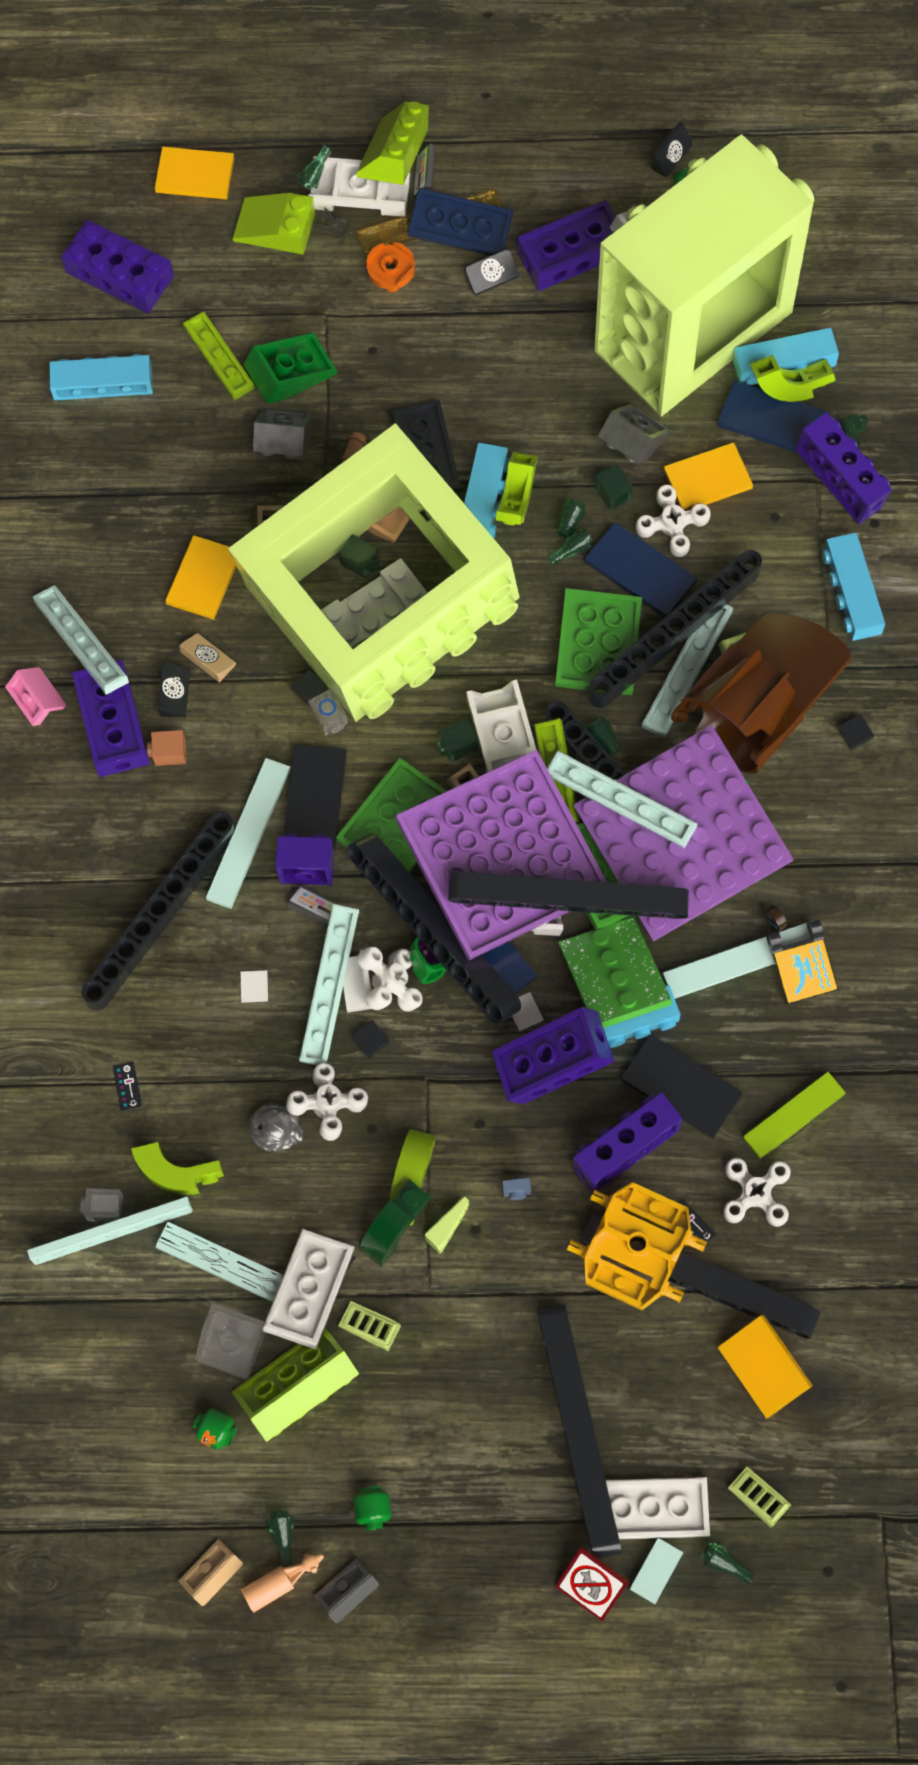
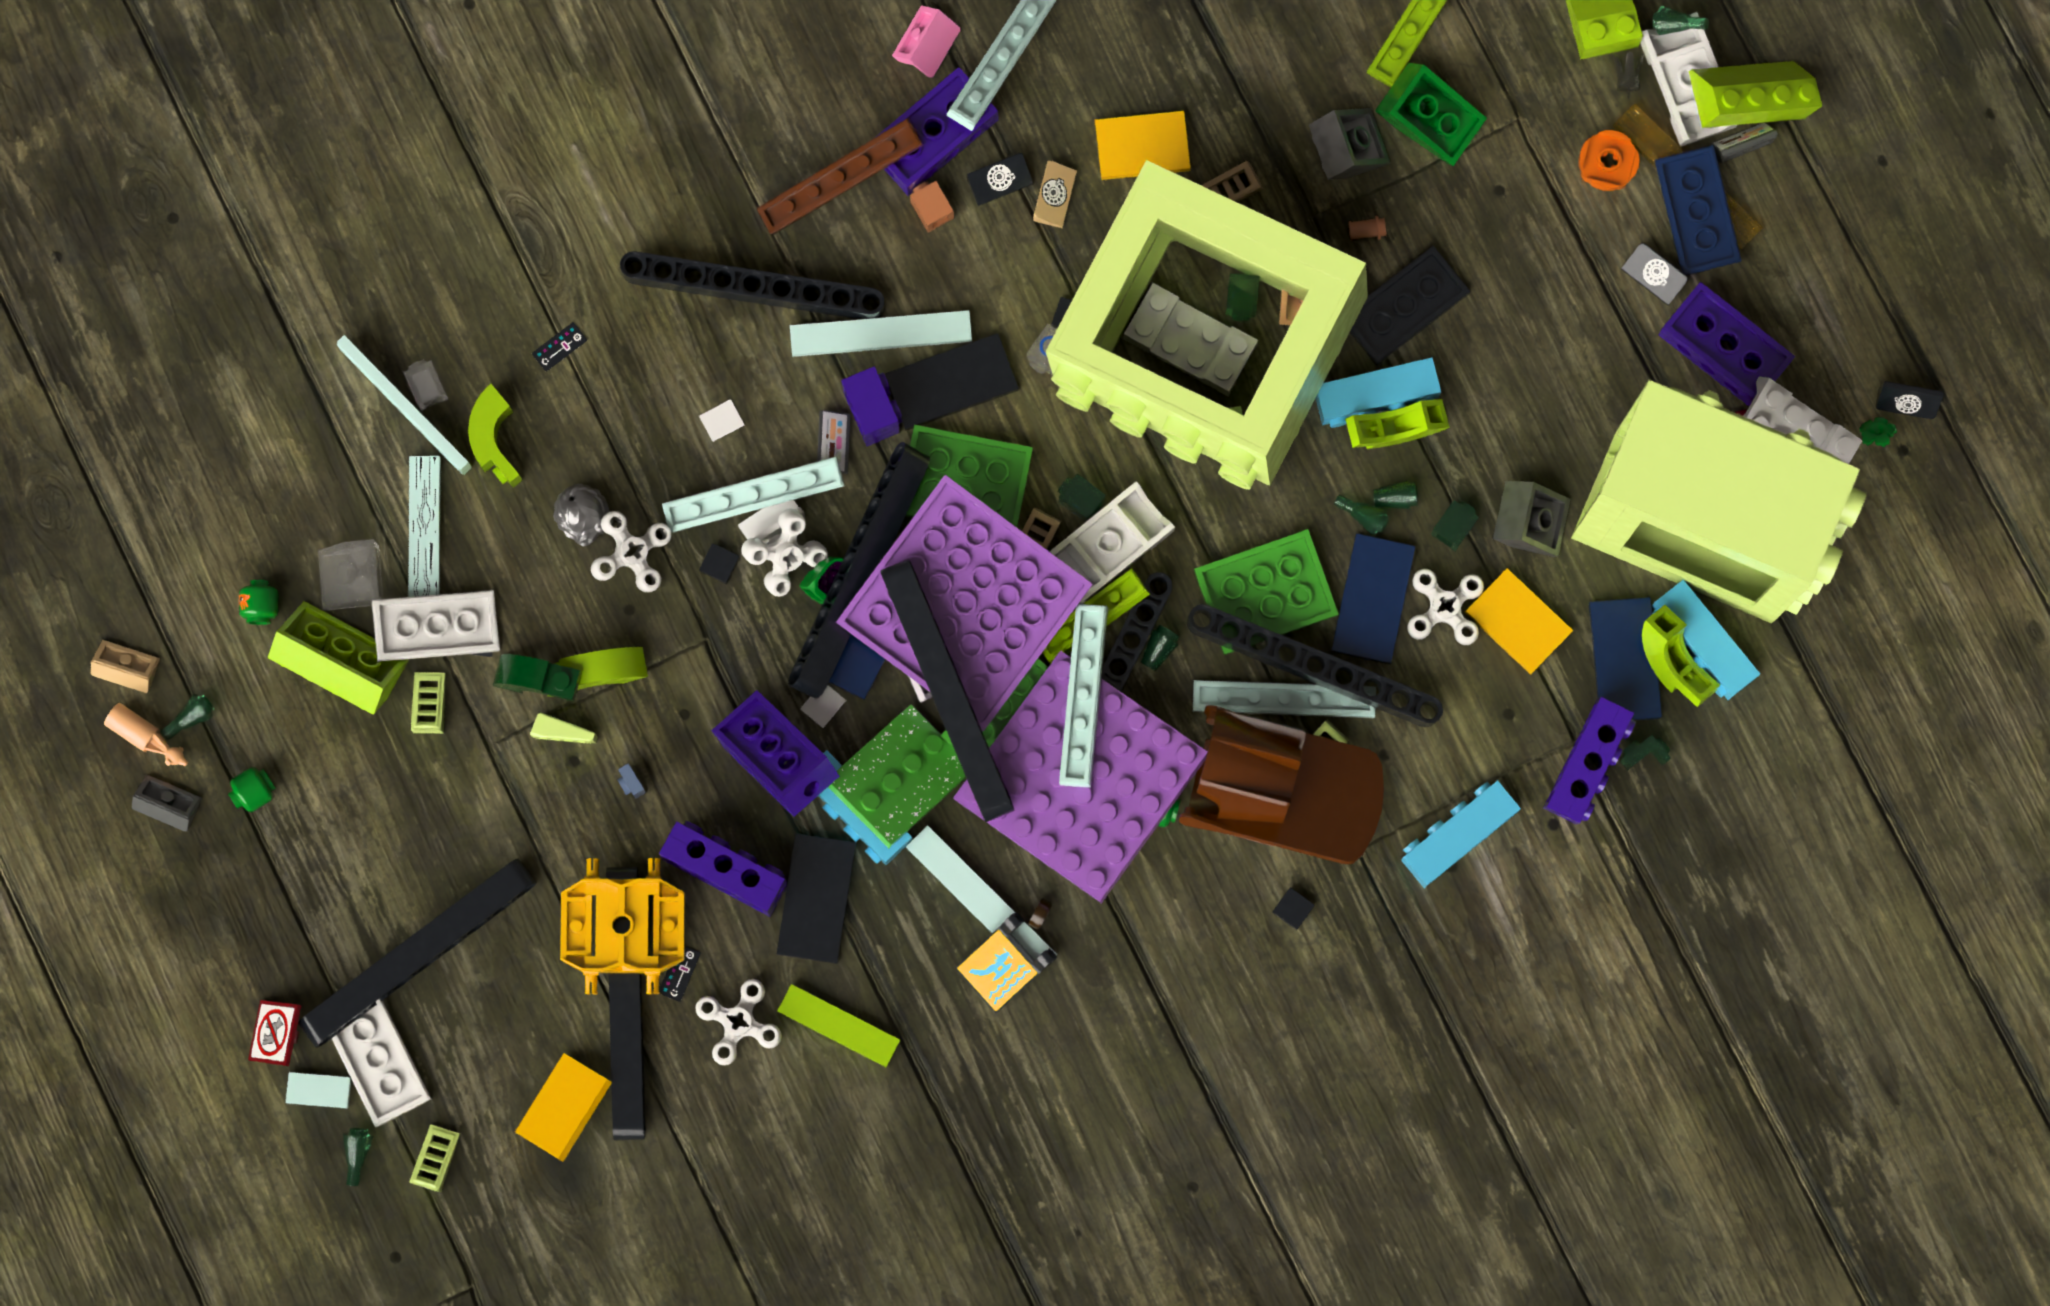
camera: 60 degrees right, 10 degrees up
(109, 800) = (840, 176): none -> reddish brown tile

